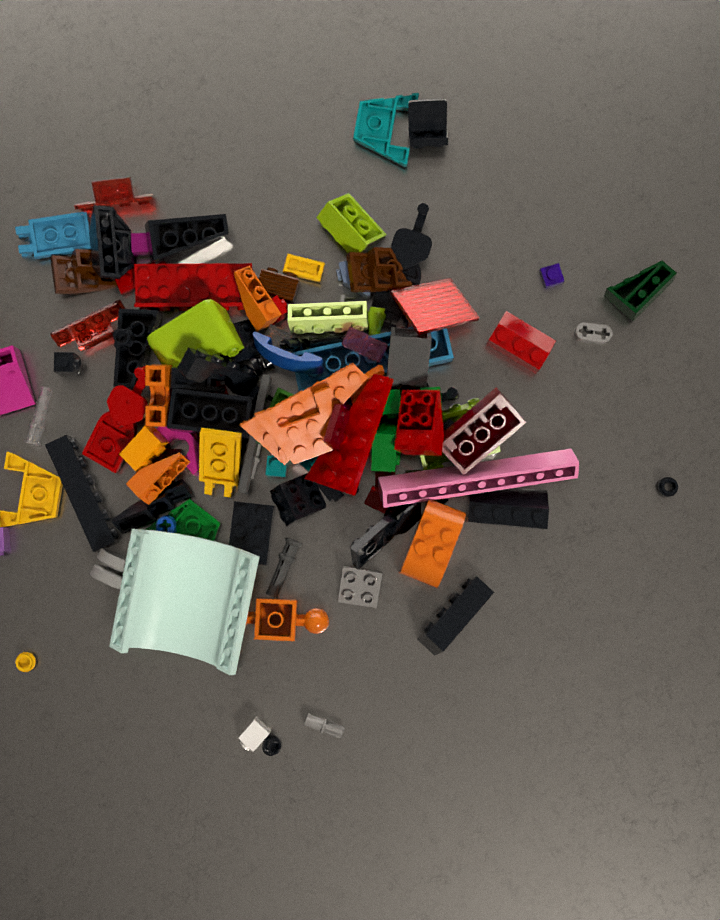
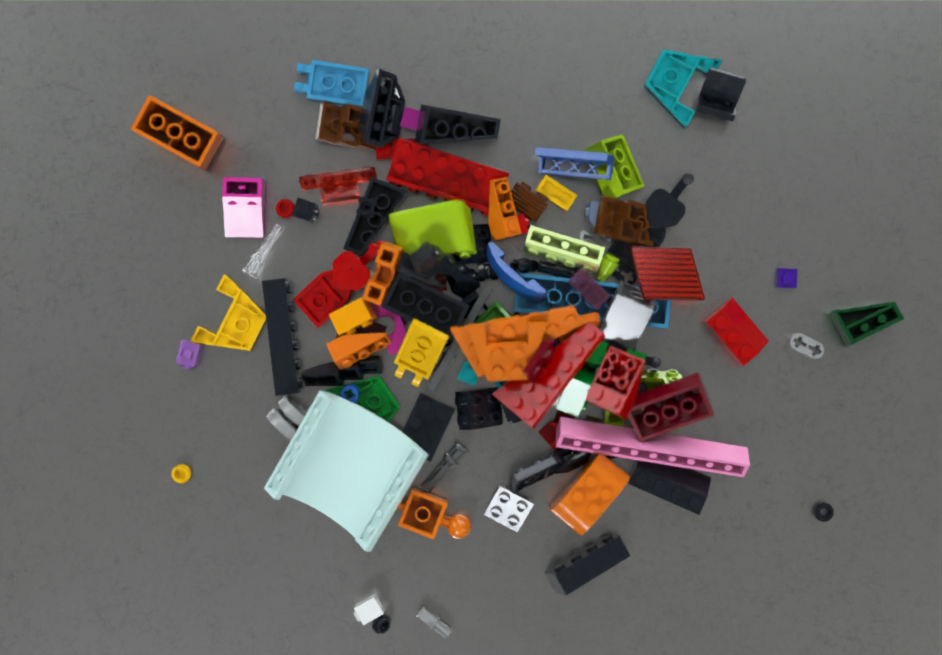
camera: 15 degrees right, 5 degrees up
(46, 369) = (285, 208): none -> red plate
(114, 192) = (400, 60): clear red bracket -> none
(307, 225) = (580, 157): none -> fence

